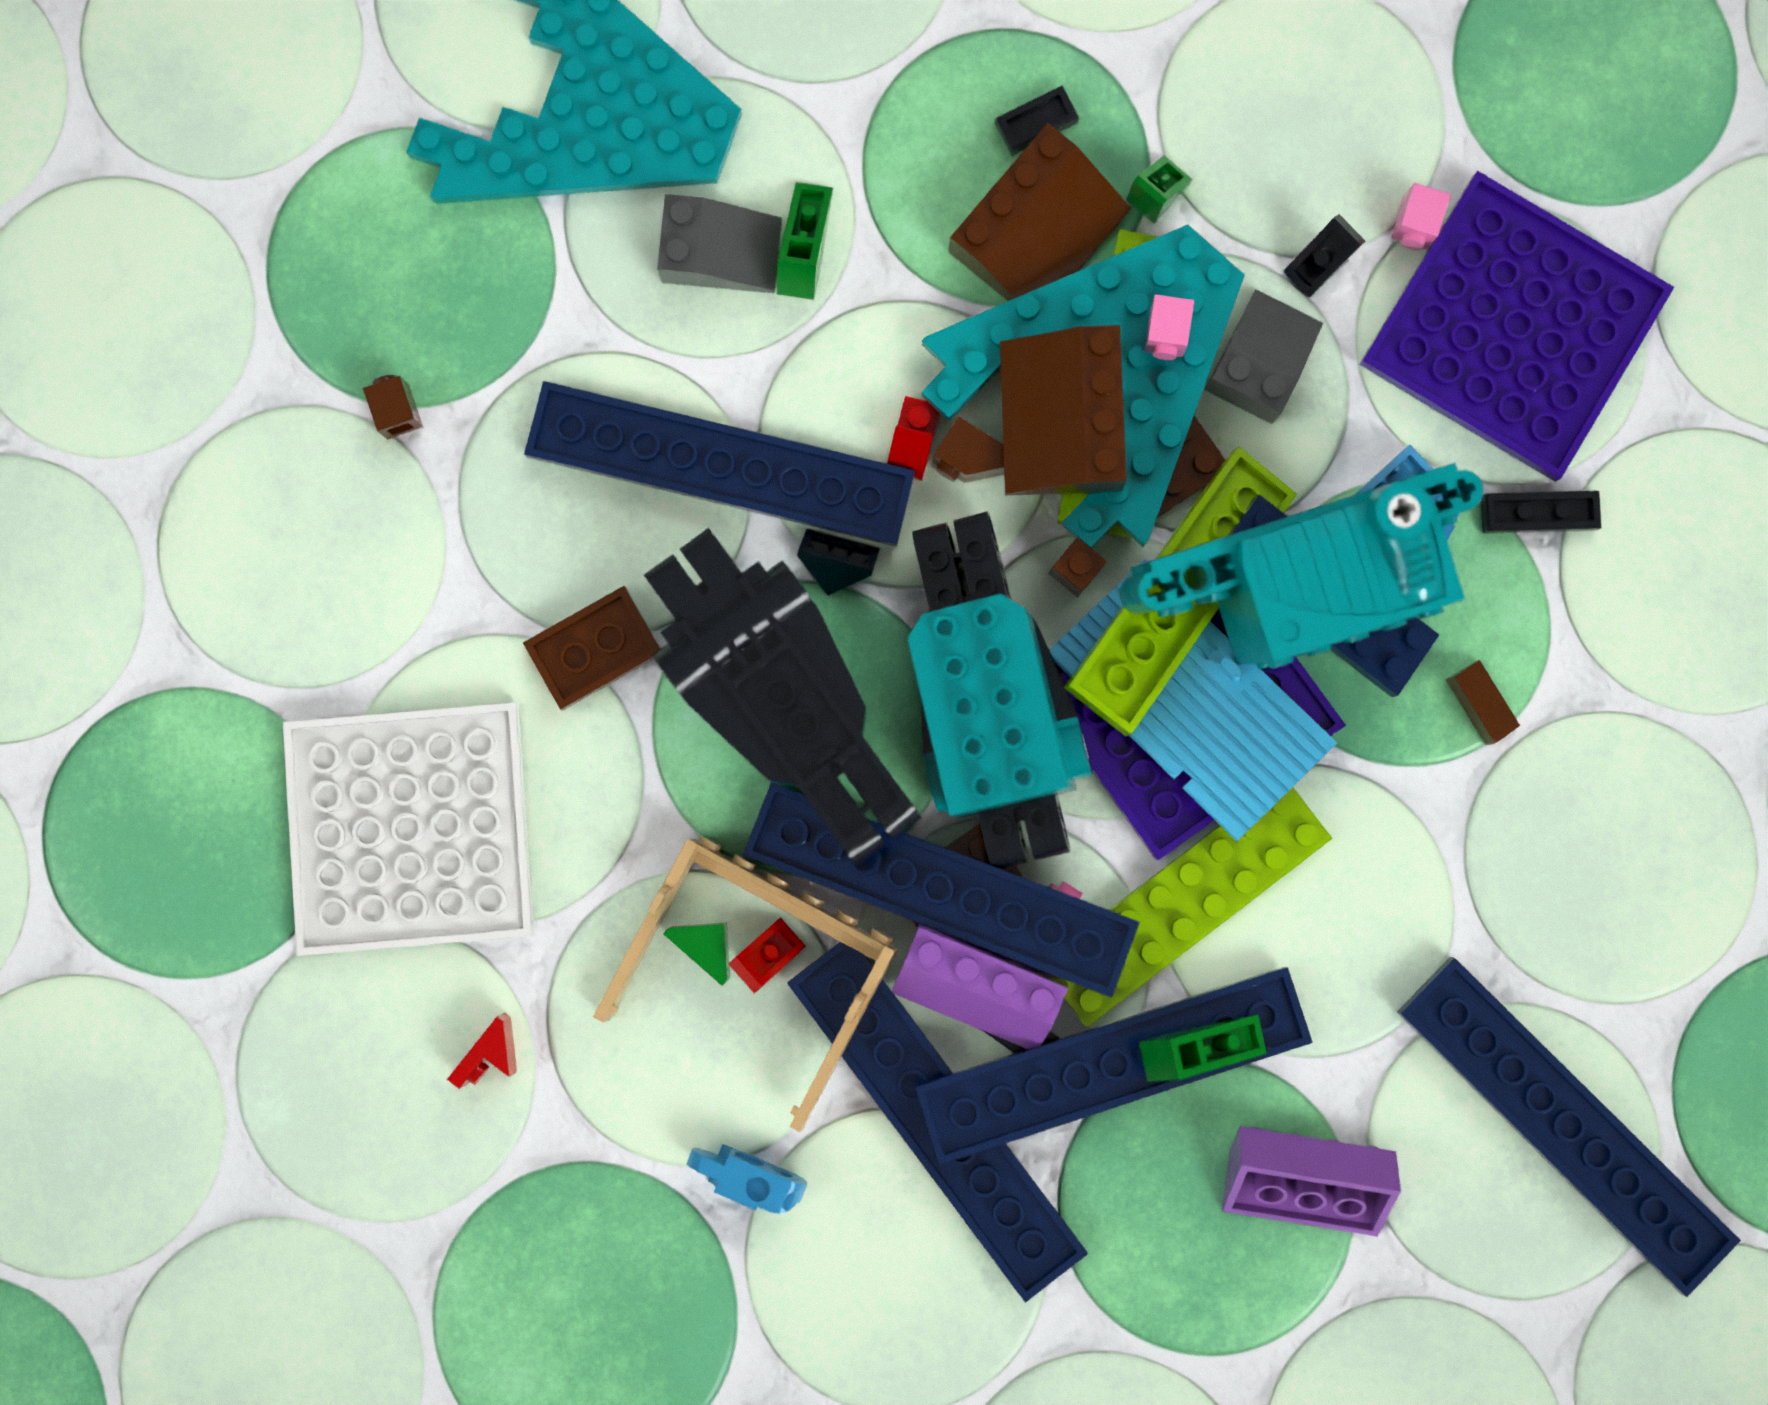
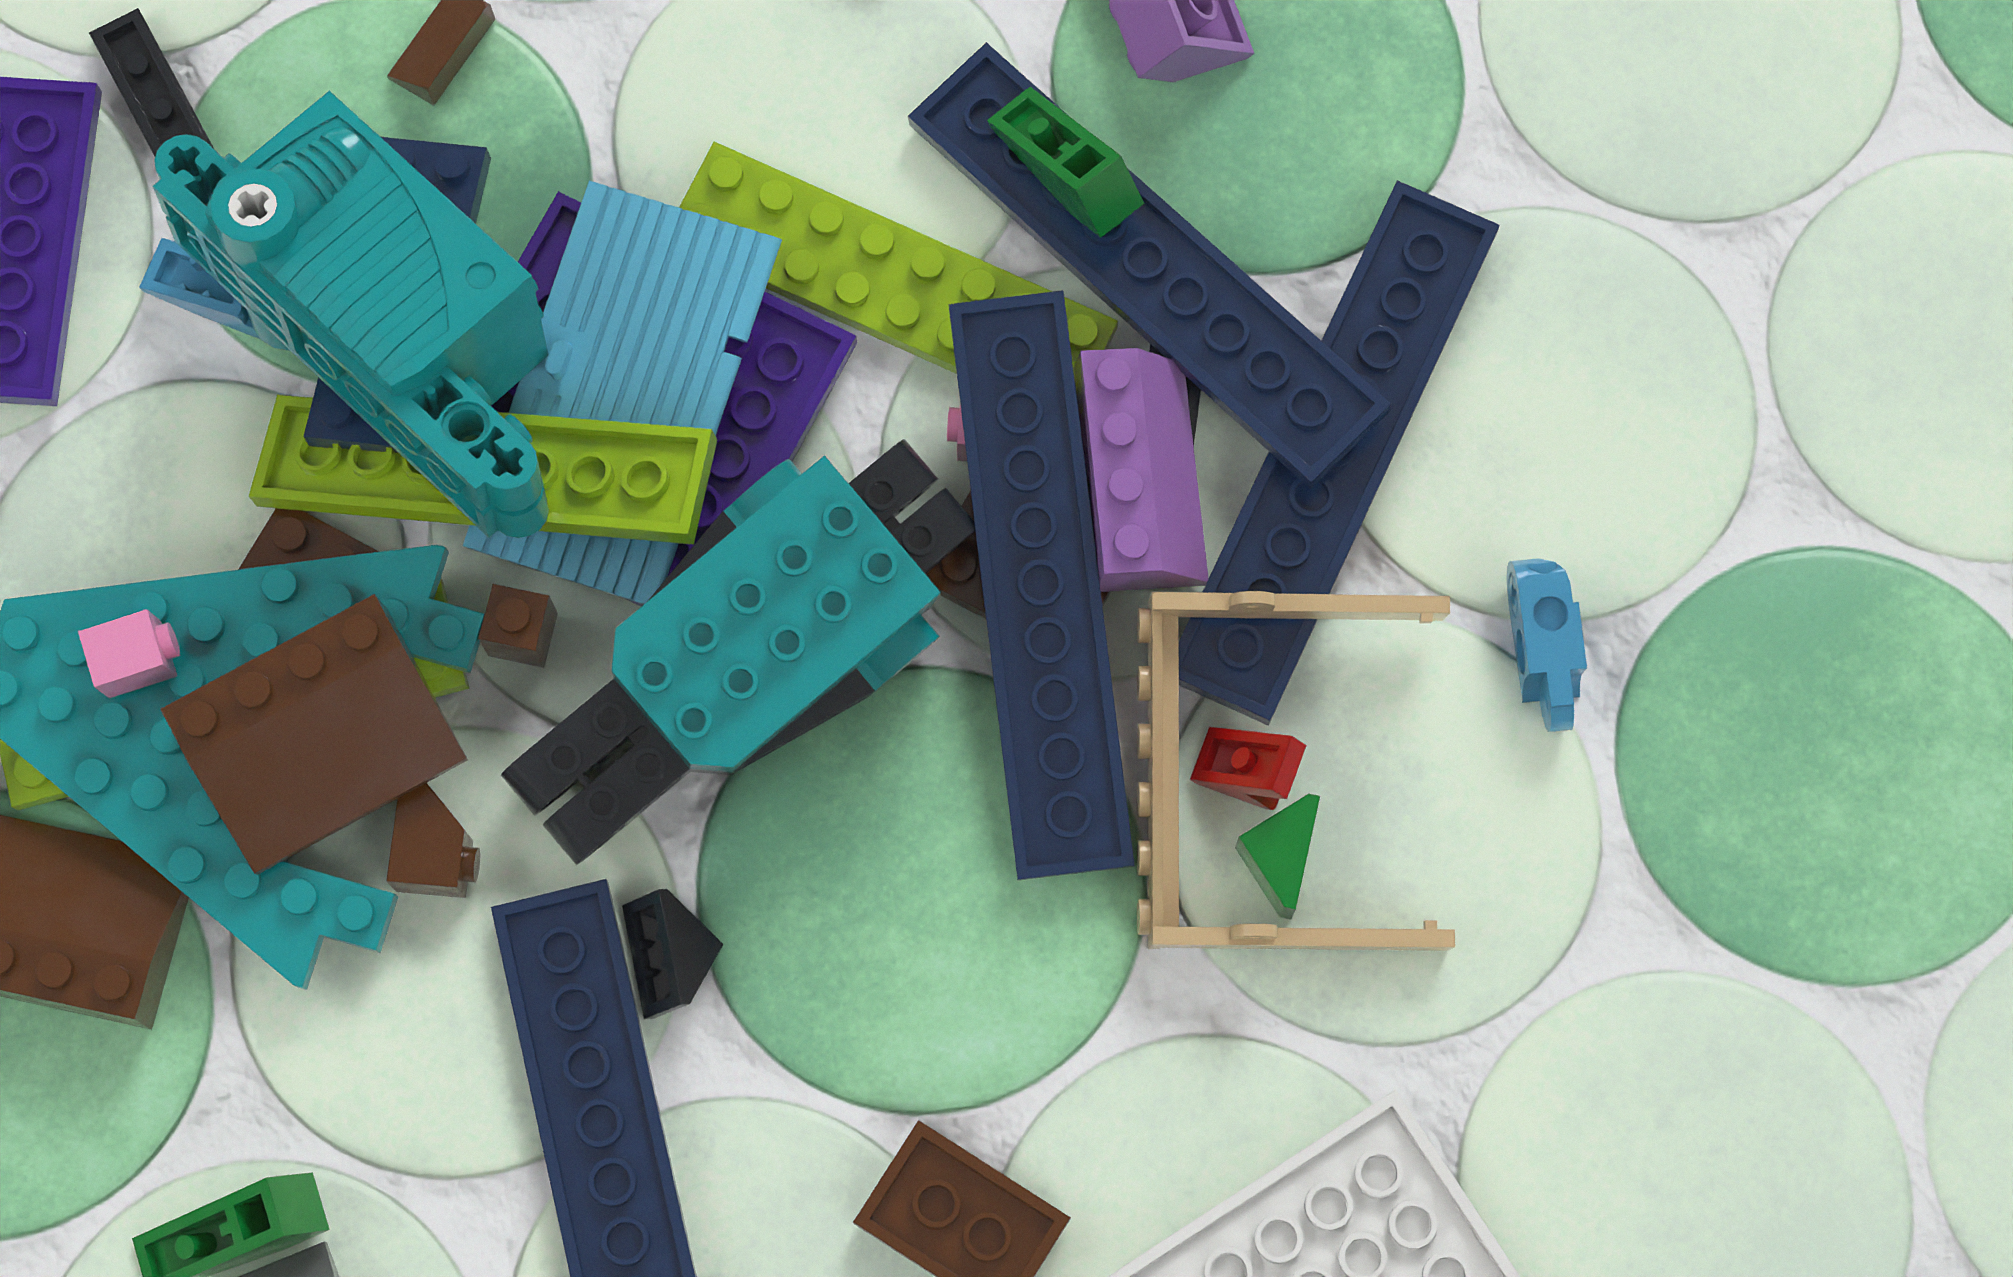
camera: 115 degrees left, 10 degrees down
(495, 1046) = (1568, 1066): red slope -> none
(775, 687) = (885, 917): black piece -> none
(914, 436) = (442, 937): red slope -> none
(1264, 357) = (103, 526): dark grey slope -> none

